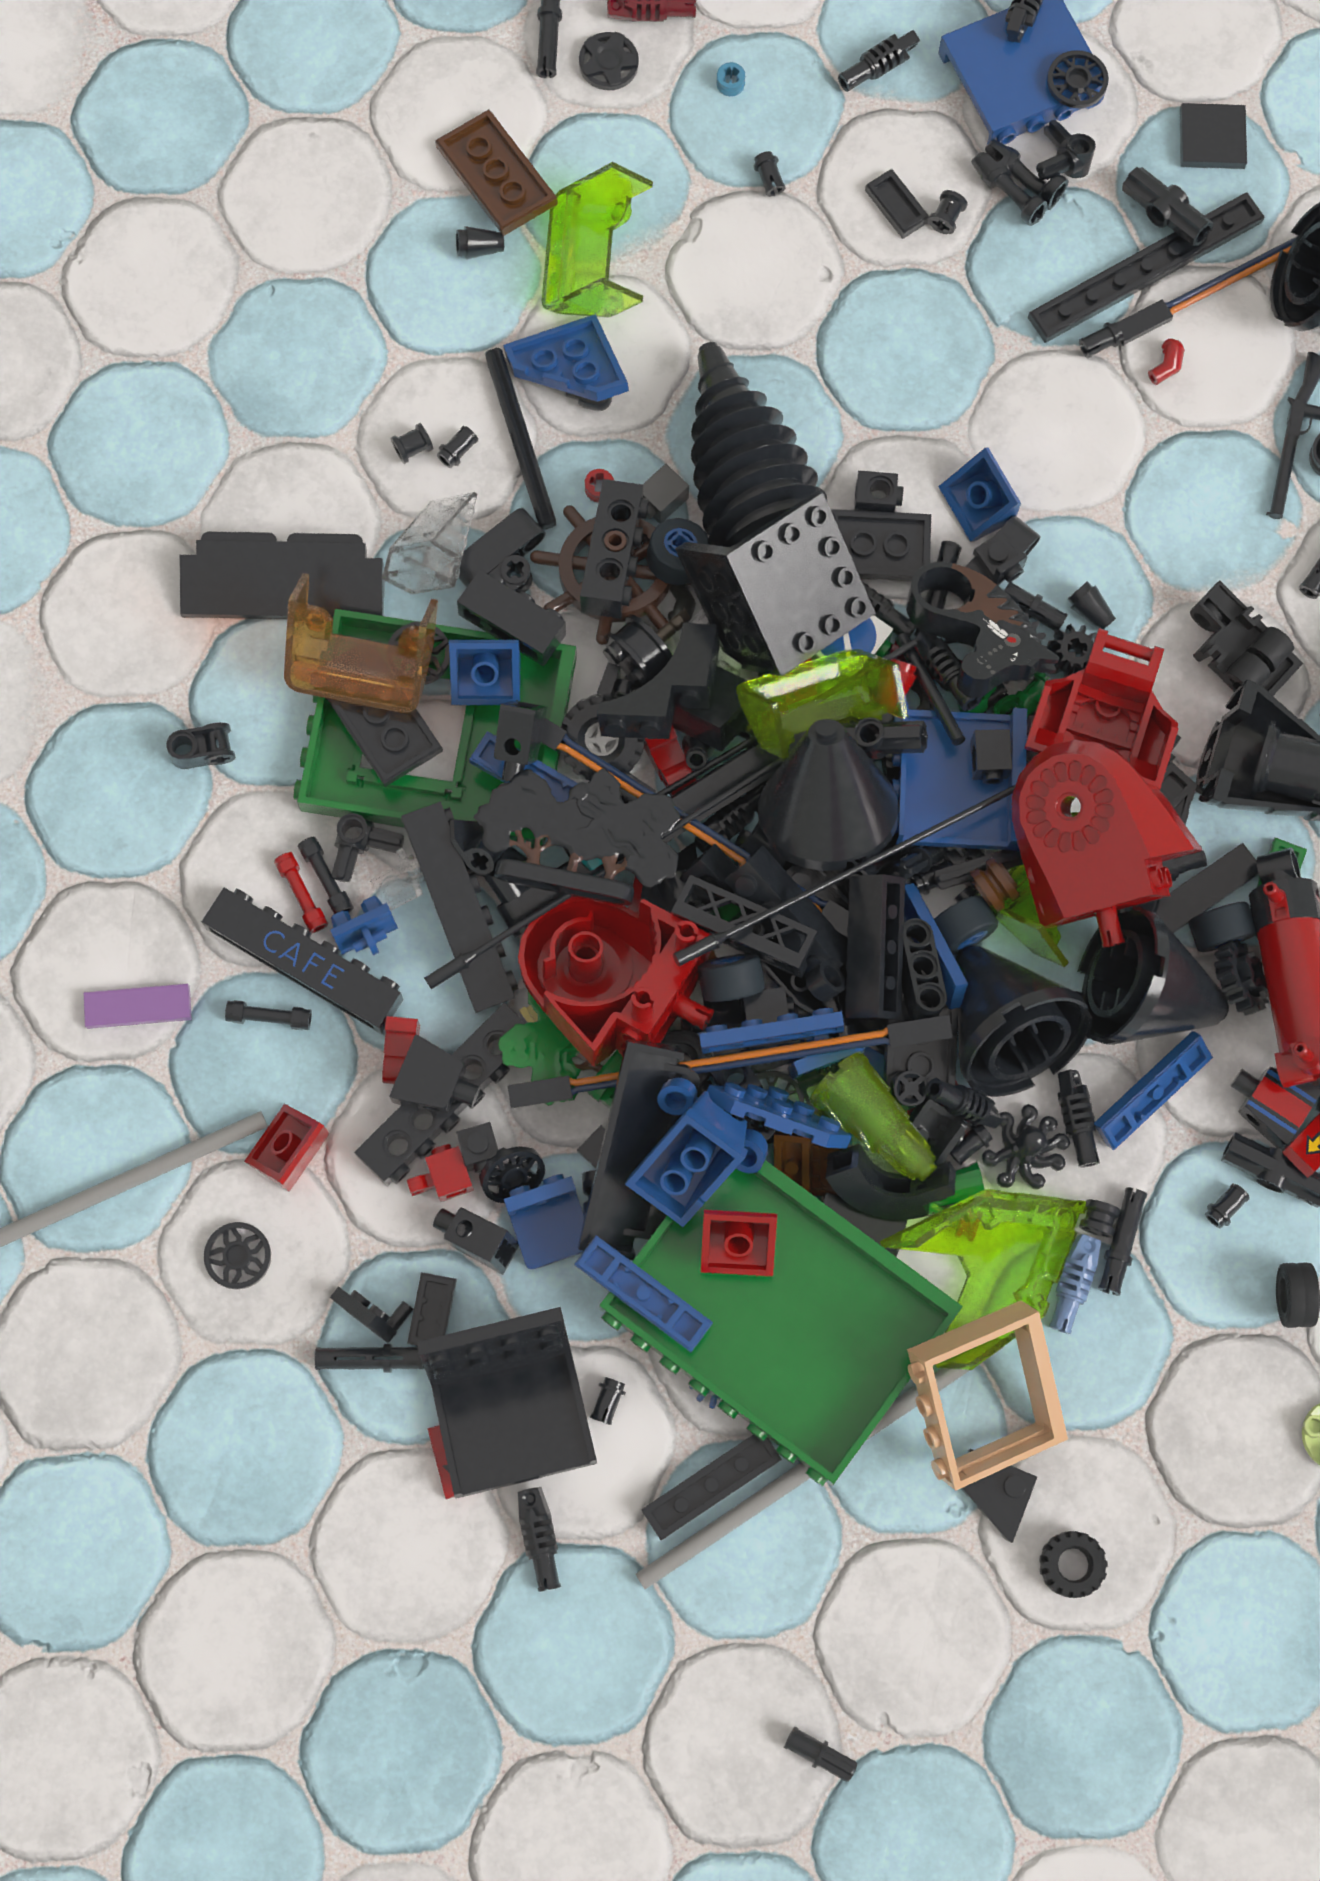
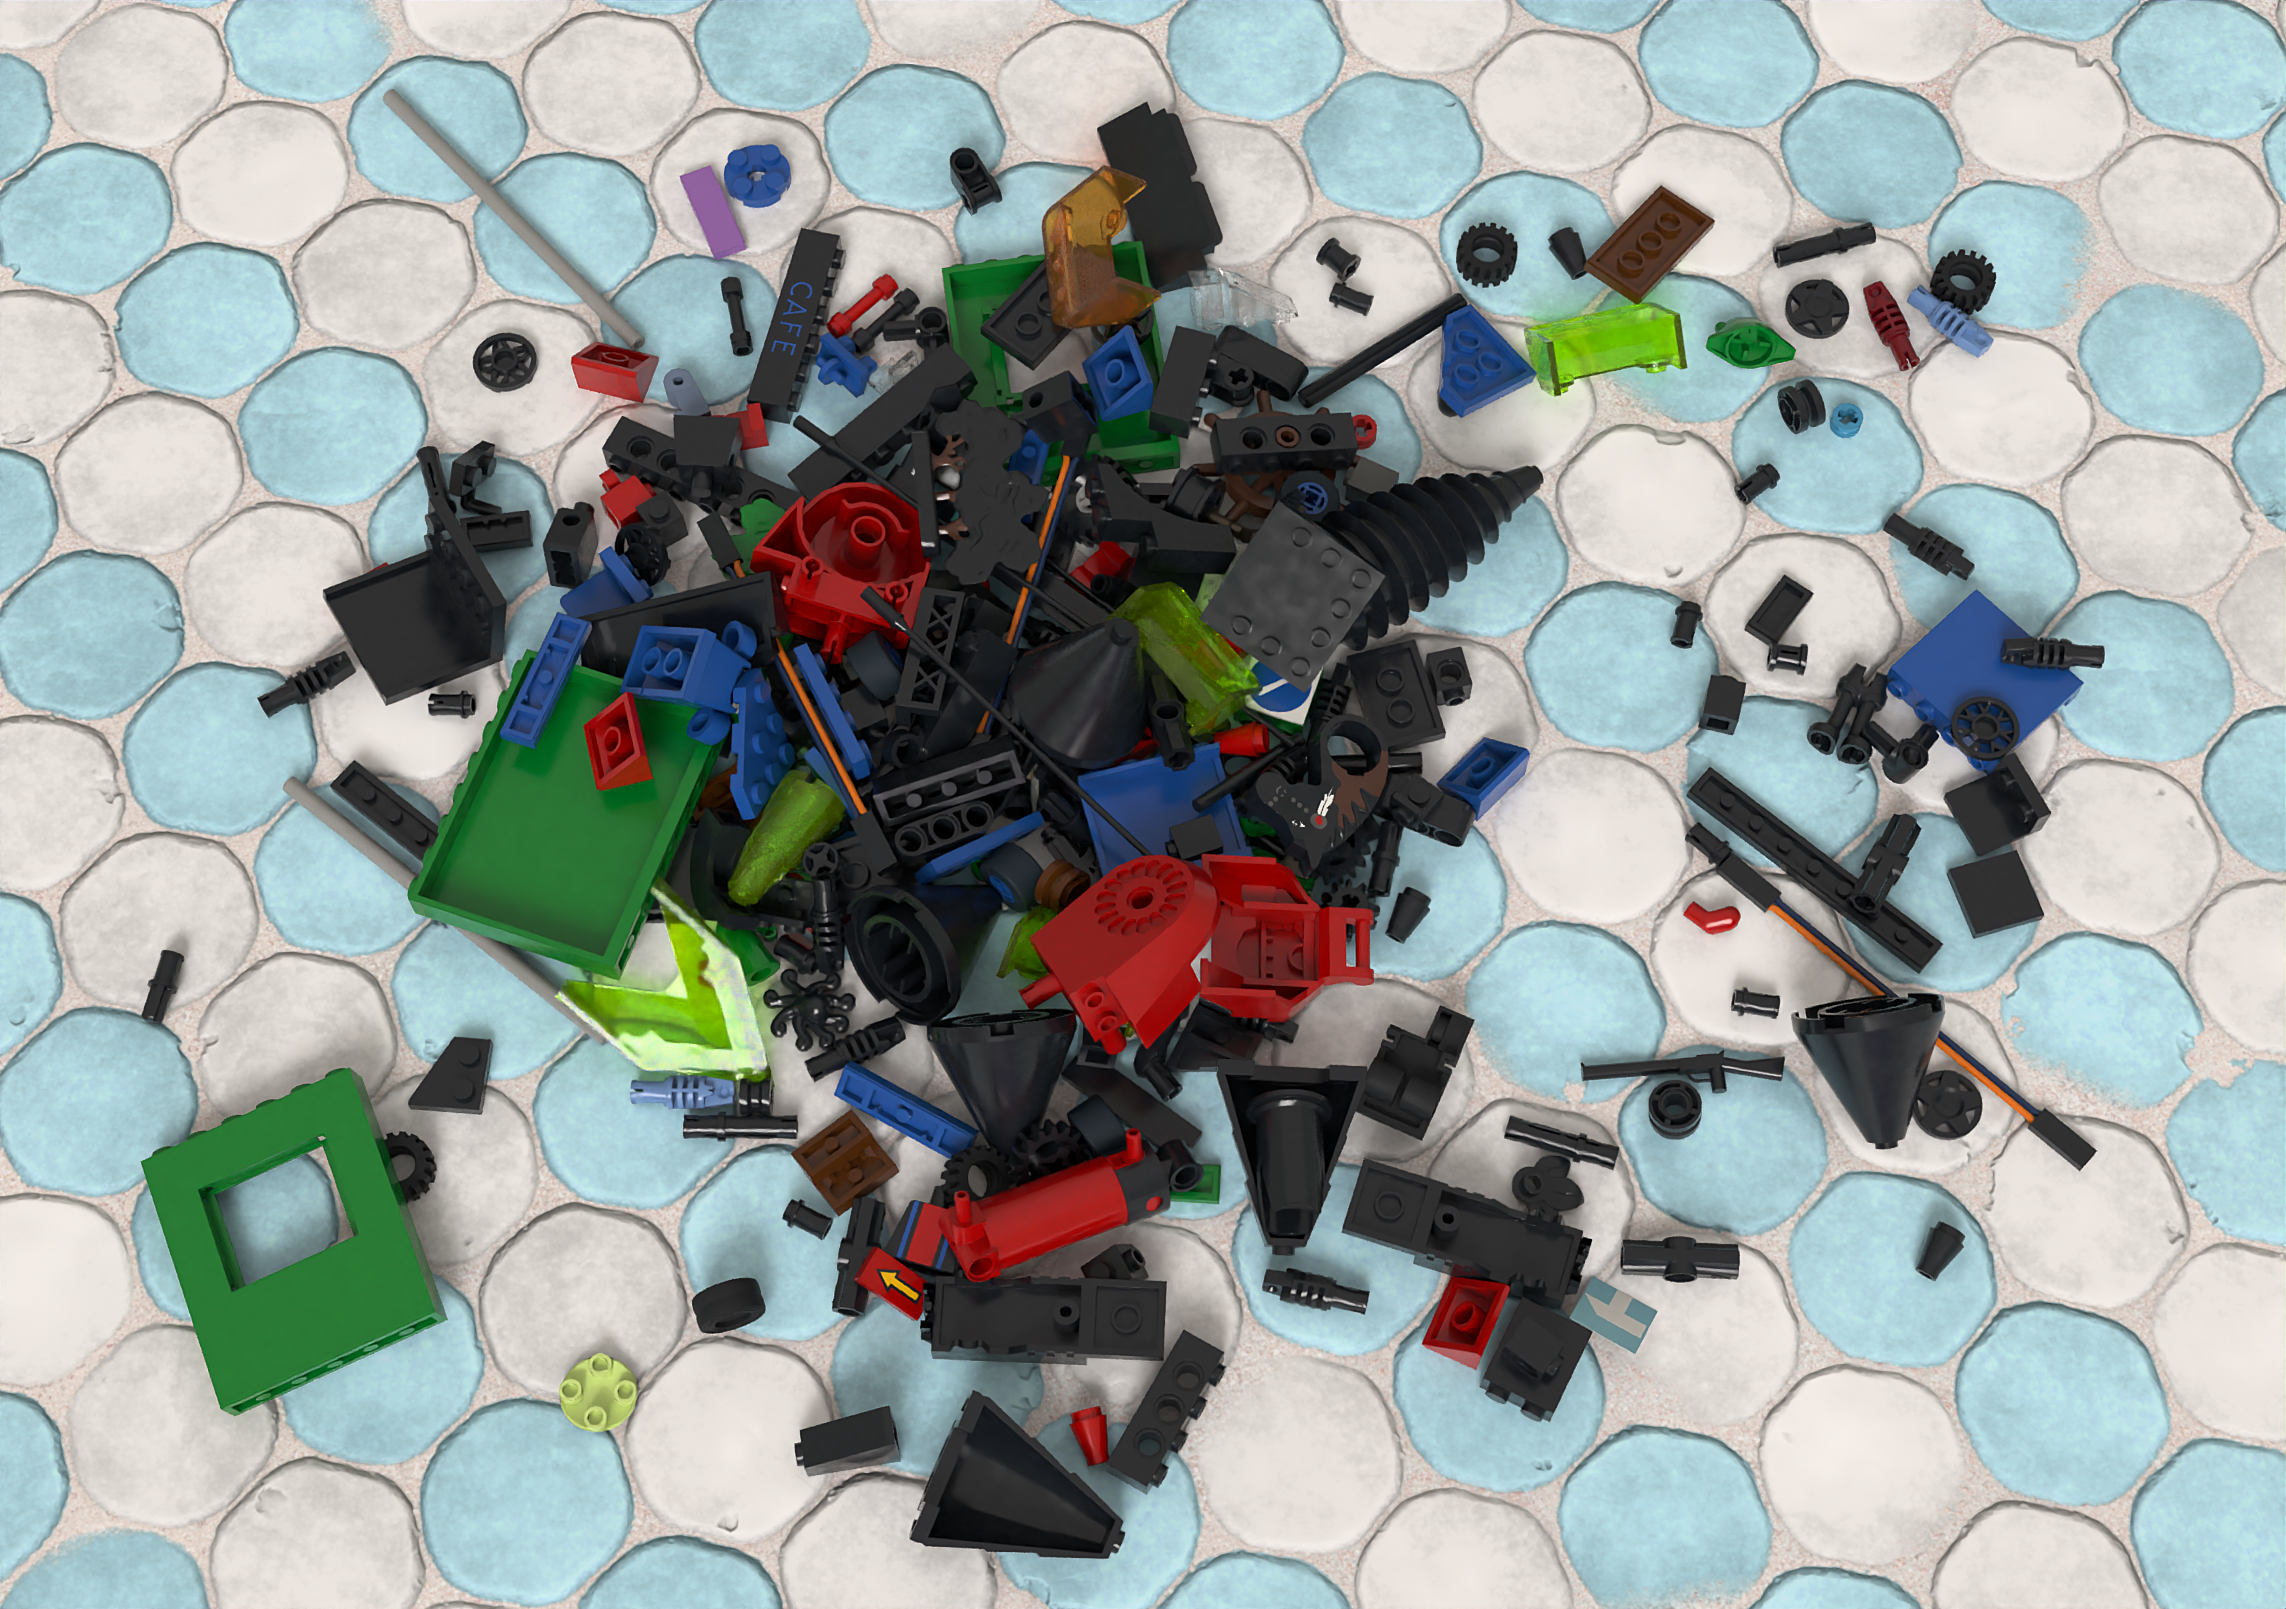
camera: 75 degrees right, 10 degrees down
(125, 937) = (757, 159): none -> blue plate
(351, 1085) = (685, 394): none -> sand blue leg
(450, 296) = (1490, 238): none -> black tyre
(629, 125) = (1749, 343): none -> green hat
(711, 107) = (1801, 406): none -> black wheel
(887, 281) = (1687, 618): none -> black pin
(975, 279) = (1722, 704): none -> black brick
(1040, 1381) = (487, 1059): light nougat window -> none
(1140, 100) = (1998, 807): none -> black bracket
(1180, 1158) = (844, 1162): none -> reddish brown slope
(1199, 1671) = (318, 1309): none -> green panel
(1236, 1058) = (986, 1160): none -> black tyre
(1253, 362) = (1755, 1003): none -> black pin

